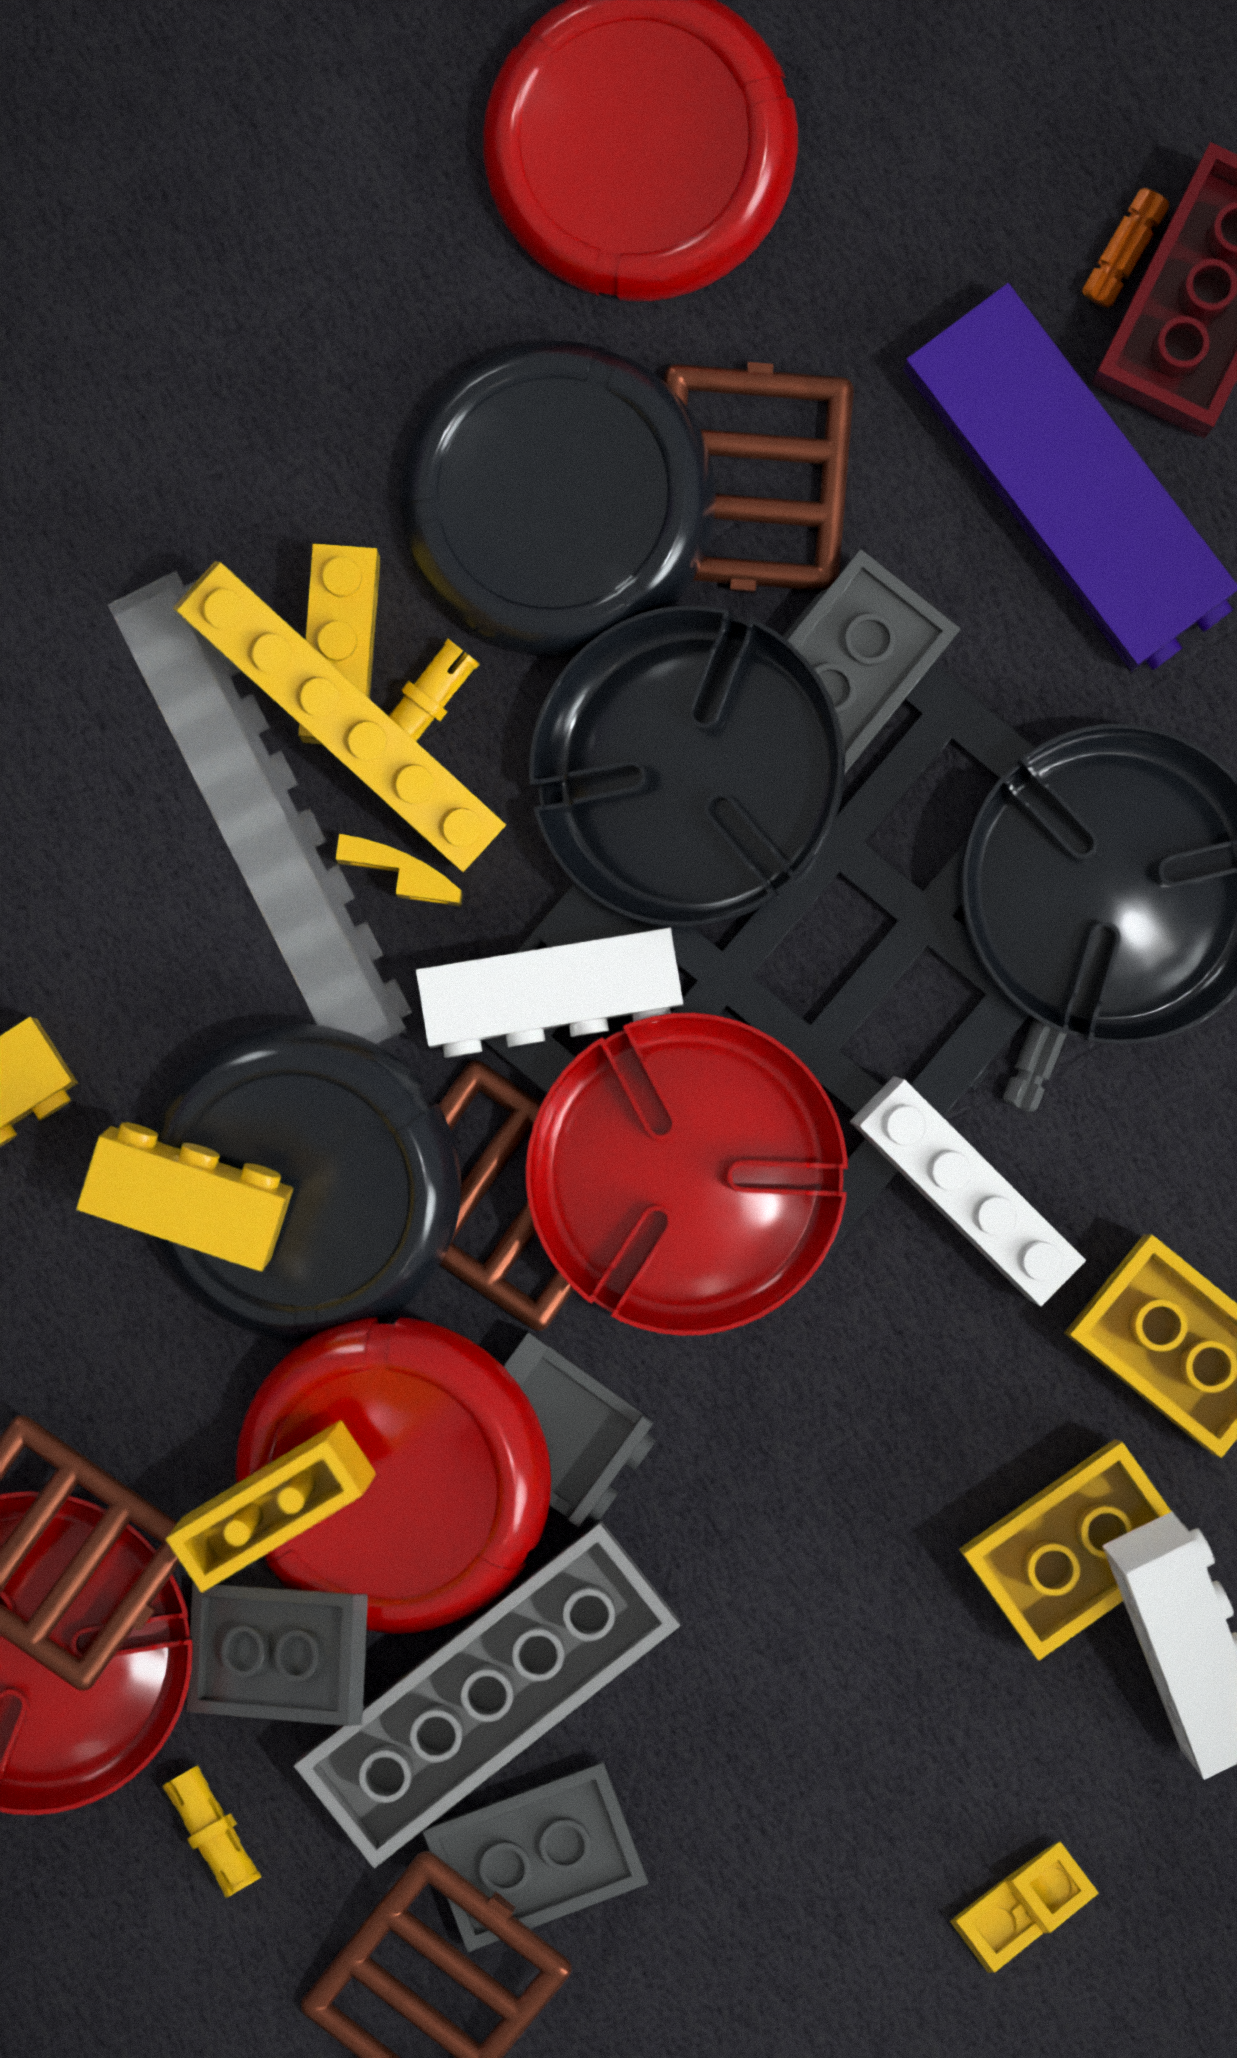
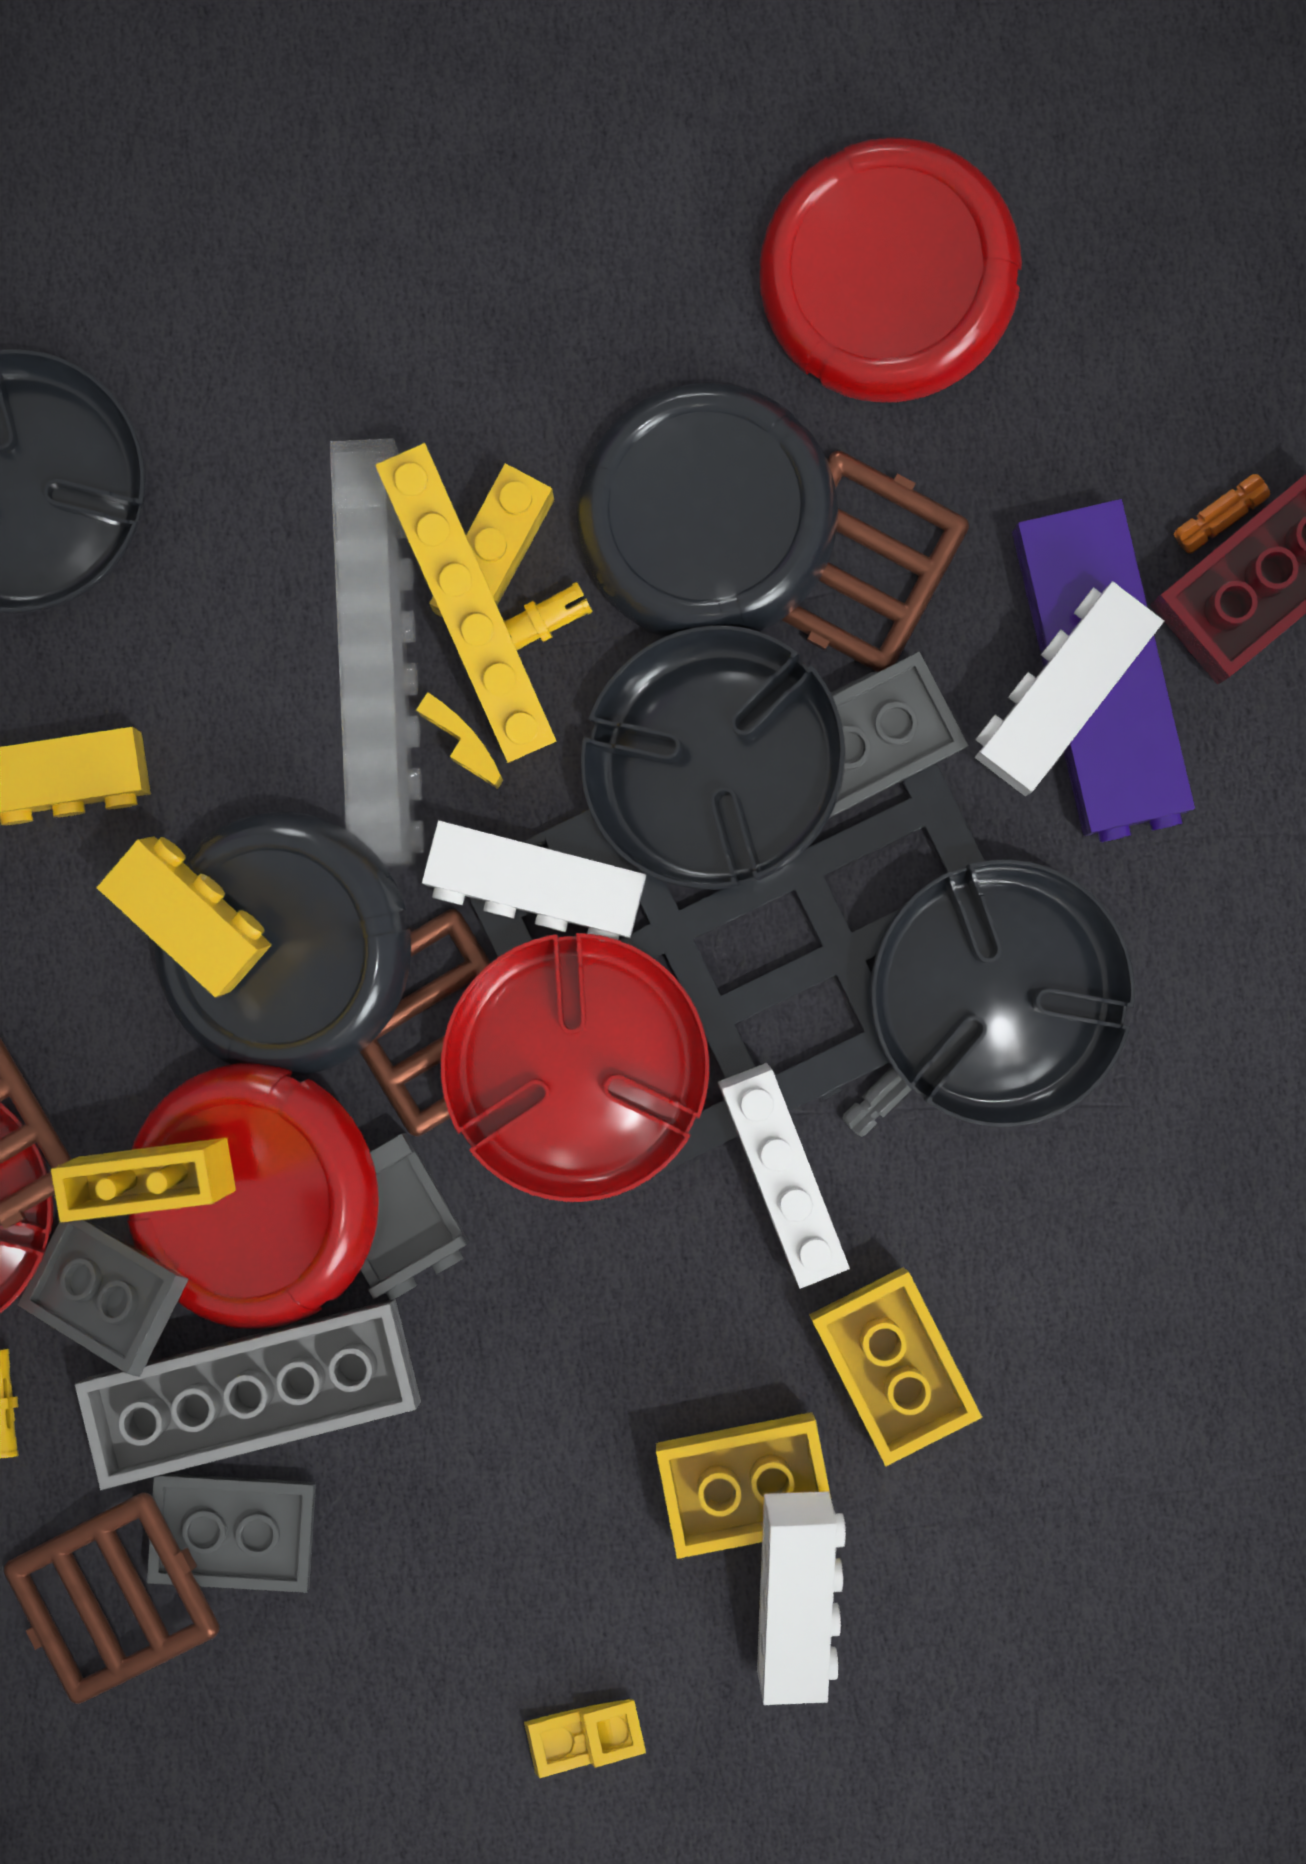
camera: 30 degrees right, 0 degrees up
(1042, 518) = (1069, 687): none -> white brick

